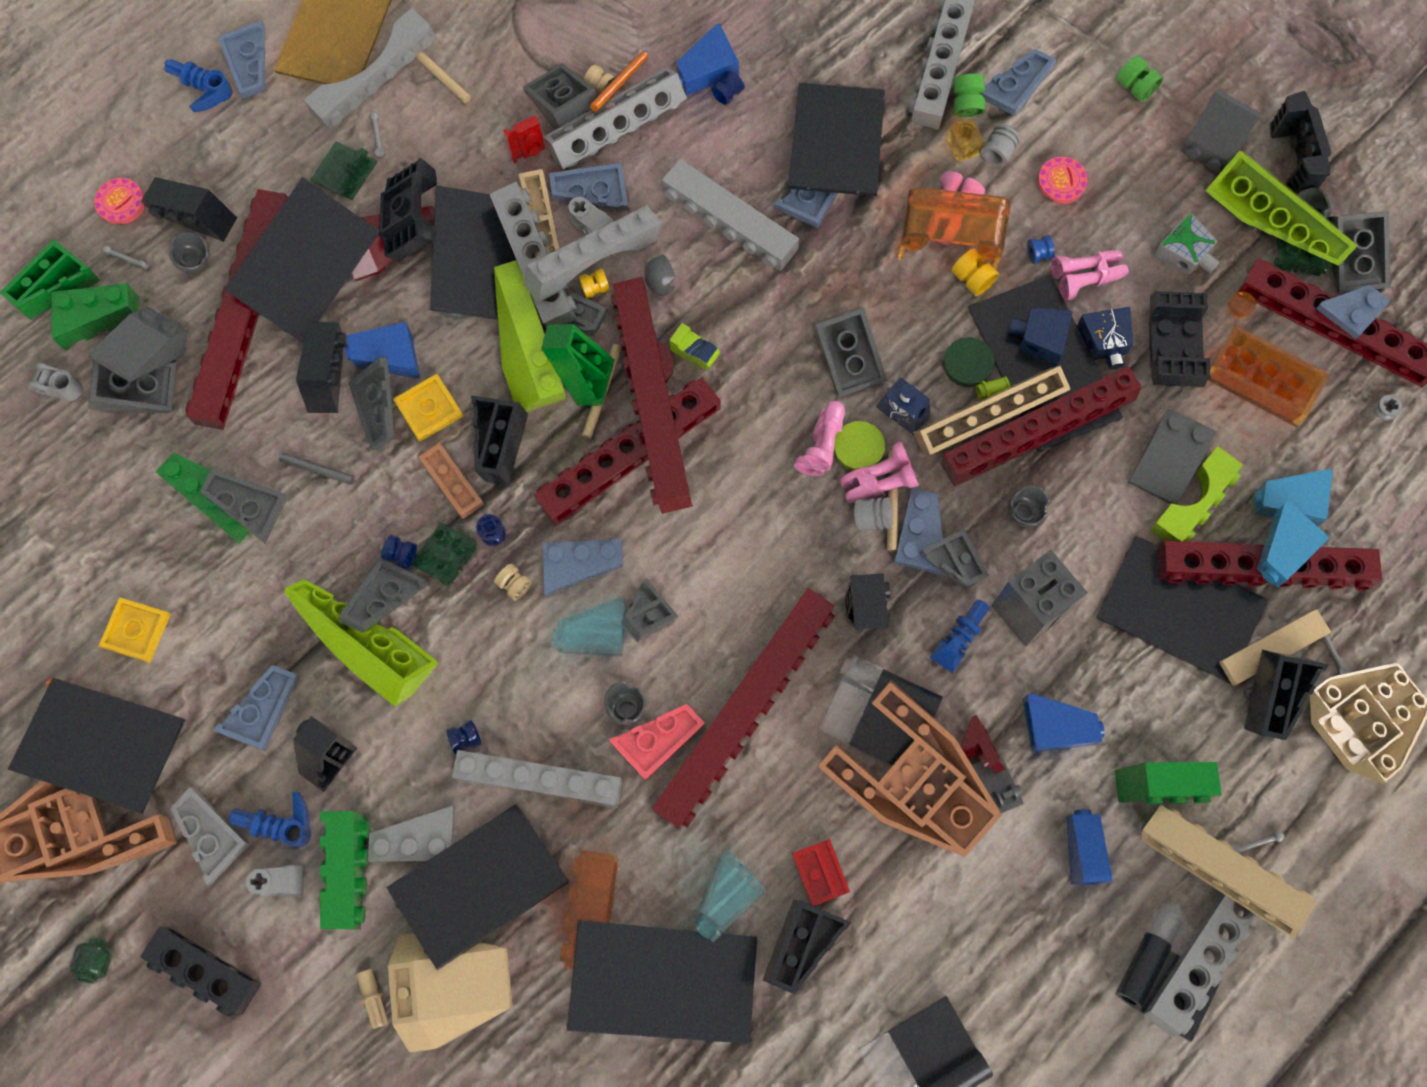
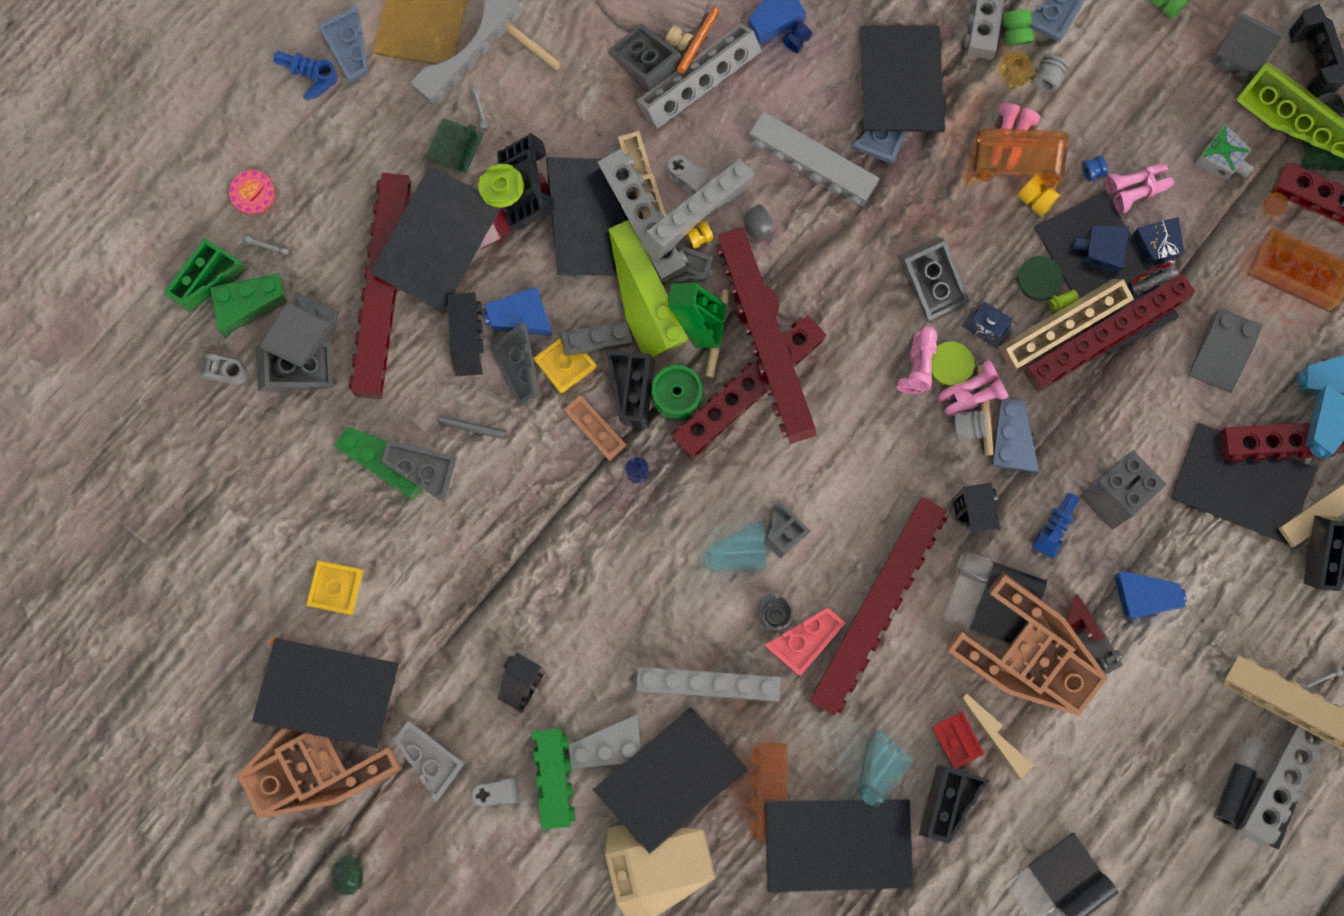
camera: 10 degrees left, 5 degrees up
(189, 207) = (319, 194): black wedge -> none
(189, 252) = (326, 237): dark grey hair -> none
(240, 985) = (479, 884): black brick -> none
(261, 709) = (456, 650): sand blue wing -> none
(276, 828) = (483, 747): blue piece -> none
(372, 998) = (591, 883): tan axle -> none
(378, 208) = (501, 185): none -> lime tile
(378, 656) = (548, 588): lime wedge -> none
(380, 594) = (549, 537): dark grey wing -> none
(399, 551) = (564, 496): clear blue wheel -> none
(445, 553) = (598, 494): clear green hinge -> none
(457, 739) = (633, 656): clear blue wheel -> none
(464, 384) = (595, 339): none -> dark grey plate
(512, 581) = (667, 516): tan wheel -> none
(525, 139) = (621, 105): red plate -> none
(545, 448) = (676, 379): none -> green wheel
(578, 560) = (715, 490): sand blue wing -> none
(599, 185) = (689, 140): sand blue wing -> none
(693, 347) = (796, 287): lime leg -> none
(859, 859) = (990, 726): none -> tan slope
(956, 559) = (1047, 458): dark grey wing -> none
(1028, 506) = (1104, 406): dark grey hair -> none
(1062, 180) = (1108, 100): coral tile -> none
(1087, 849) = (1180, 699): blue slope -> none
(1096, 370) = (1154, 277): none -> clear slope
(1168, 782) = (1243, 635): green wedge -> none
(1178, 339) = (1222, 242): black plate -> none
(1214, 475) = (1263, 363): lime arch -> none

